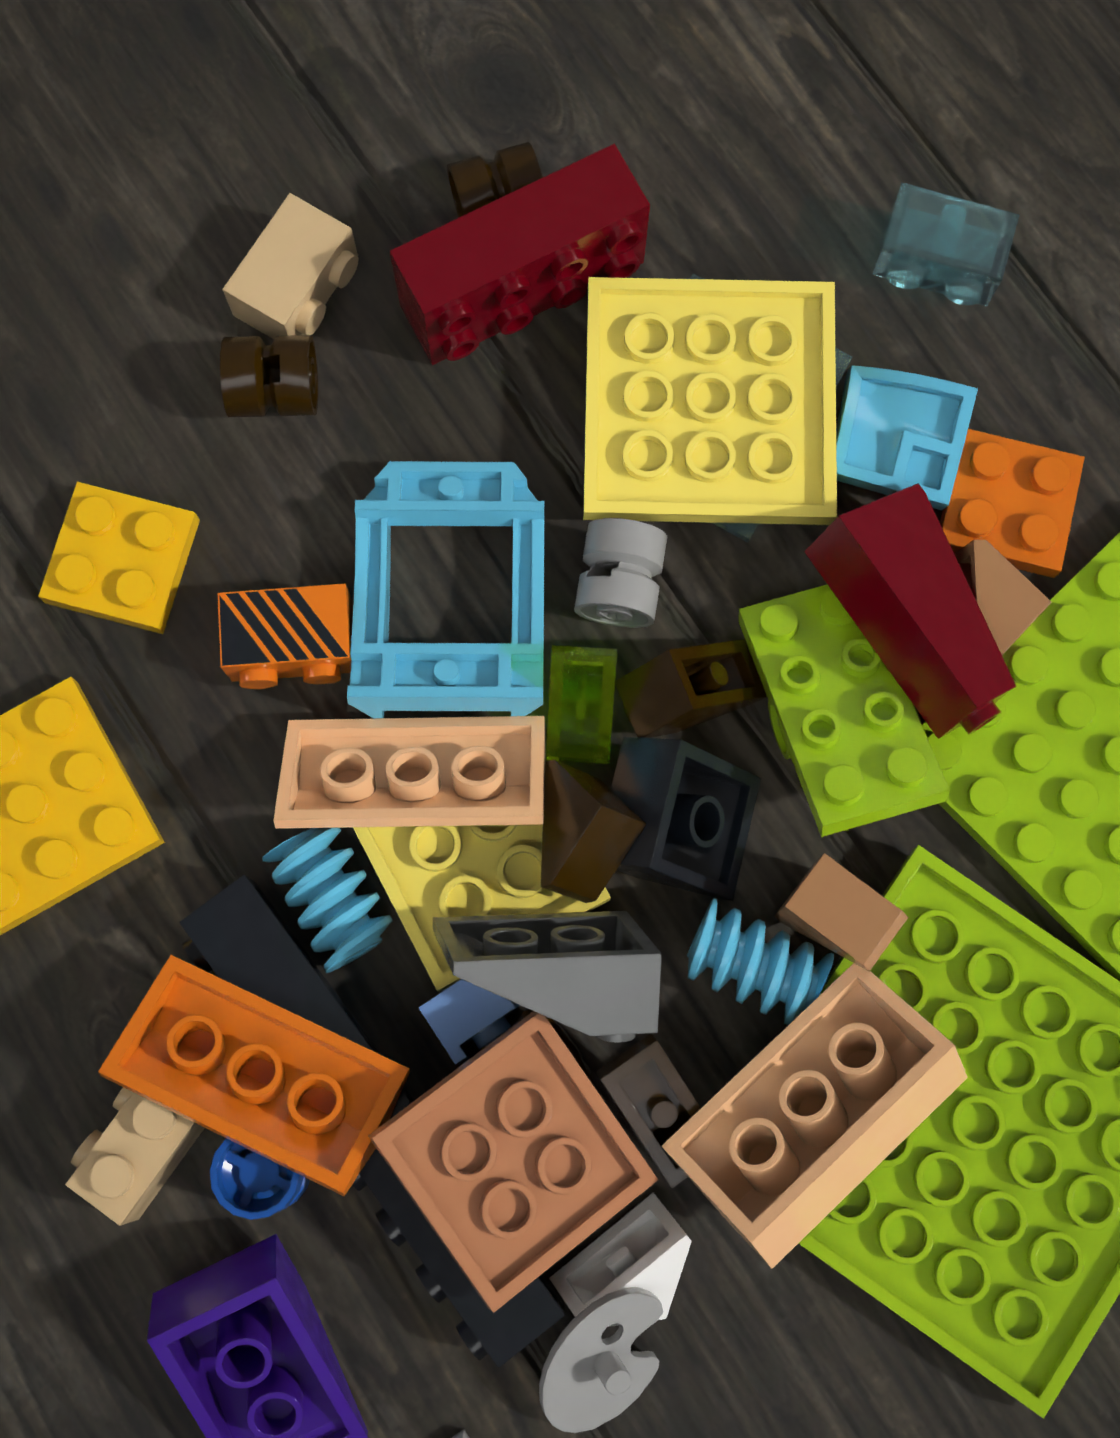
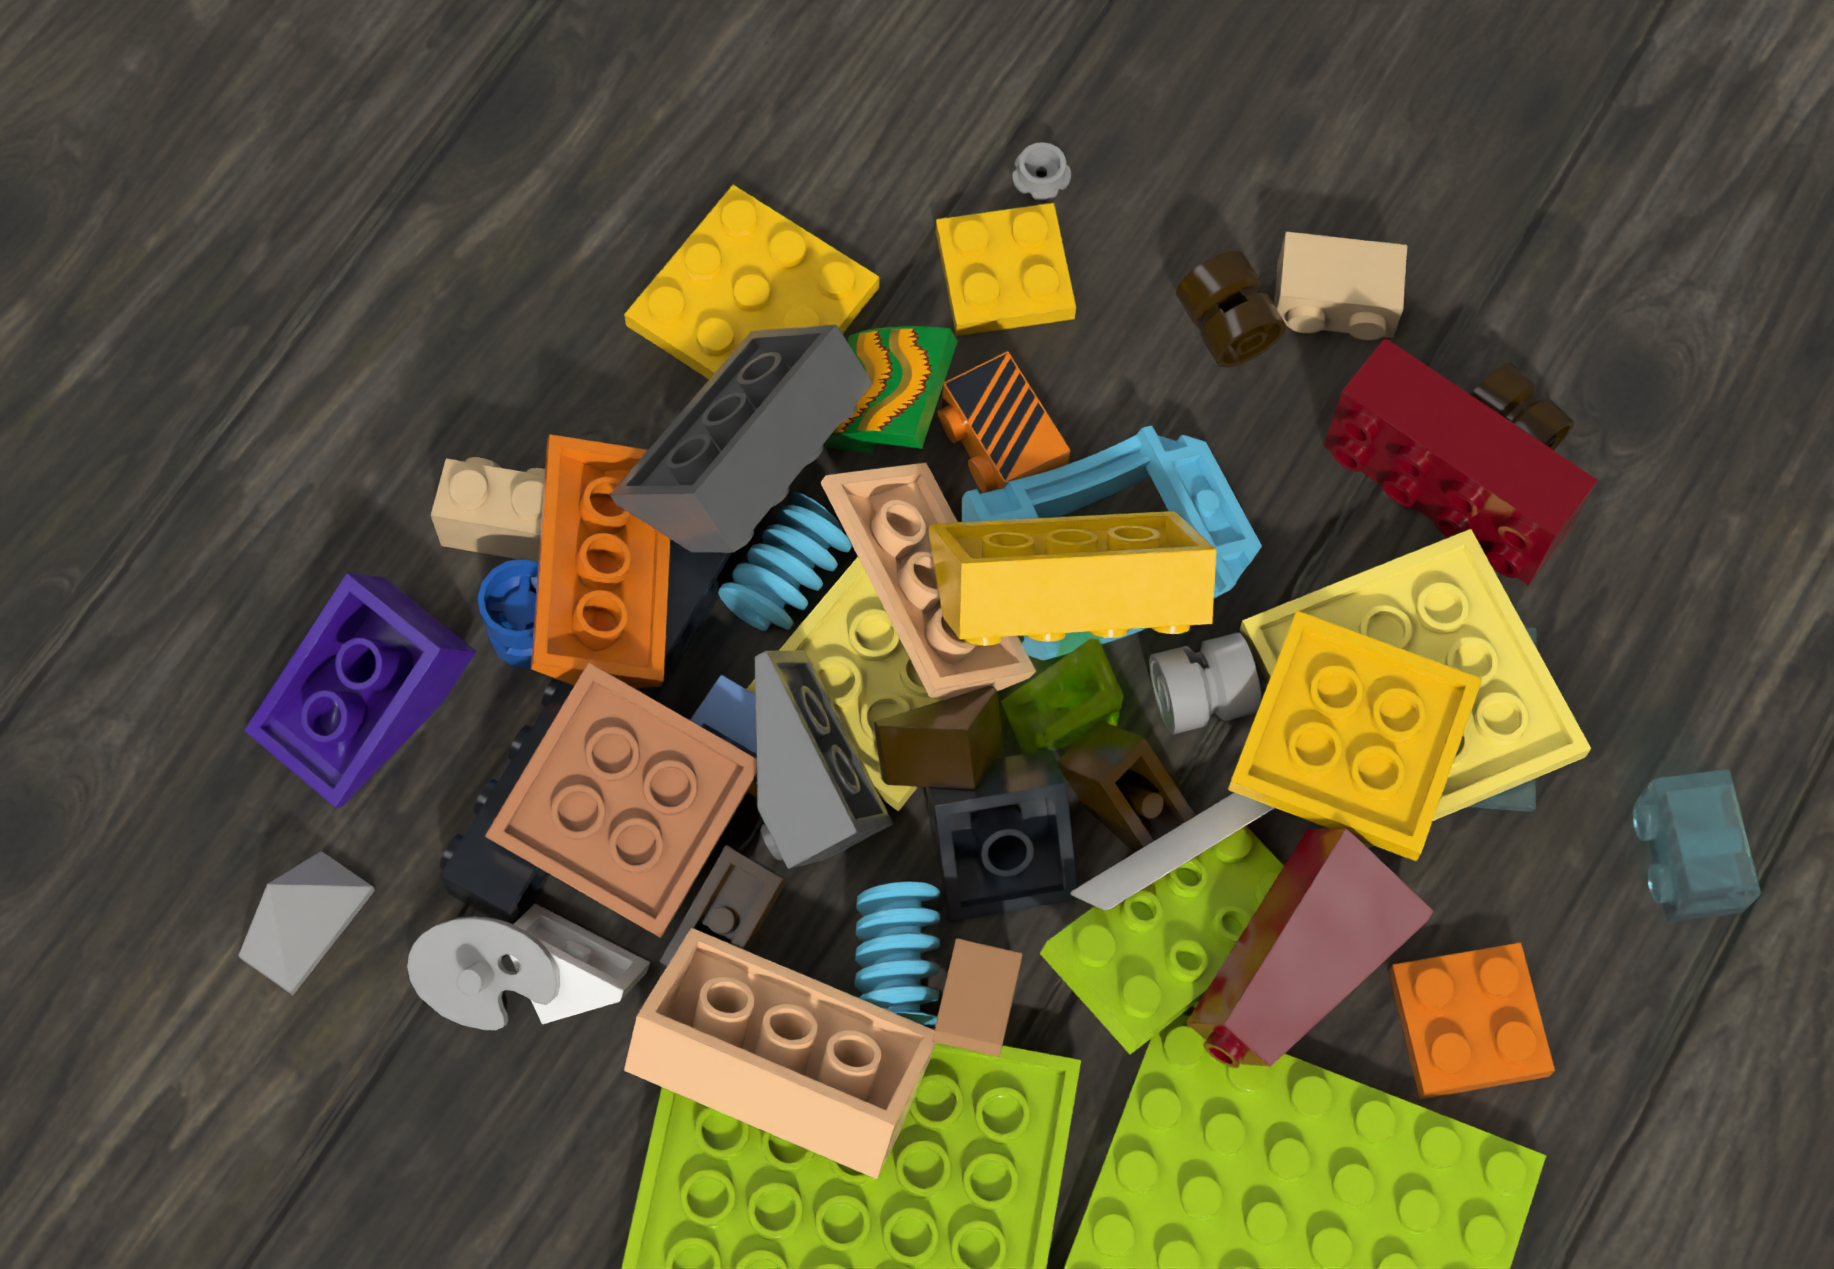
camera: 65 degrees right, 10 degrees down
(32, 463) = (1043, 158): none -> light grey plate
(192, 881) = (745, 437): none -> dark grey slope
(194, 722) = (907, 379): none -> slope
(481, 640) = (1072, 576): none -> yellow slope
(743, 467) = (1356, 735): none -> yellow plate
(766, 664) = (1170, 851): none -> white sticker
(902, 431) = (1483, 885): medium azure plate -> none
(1002, 592) = (1355, 1037): medium nougat slope -> none

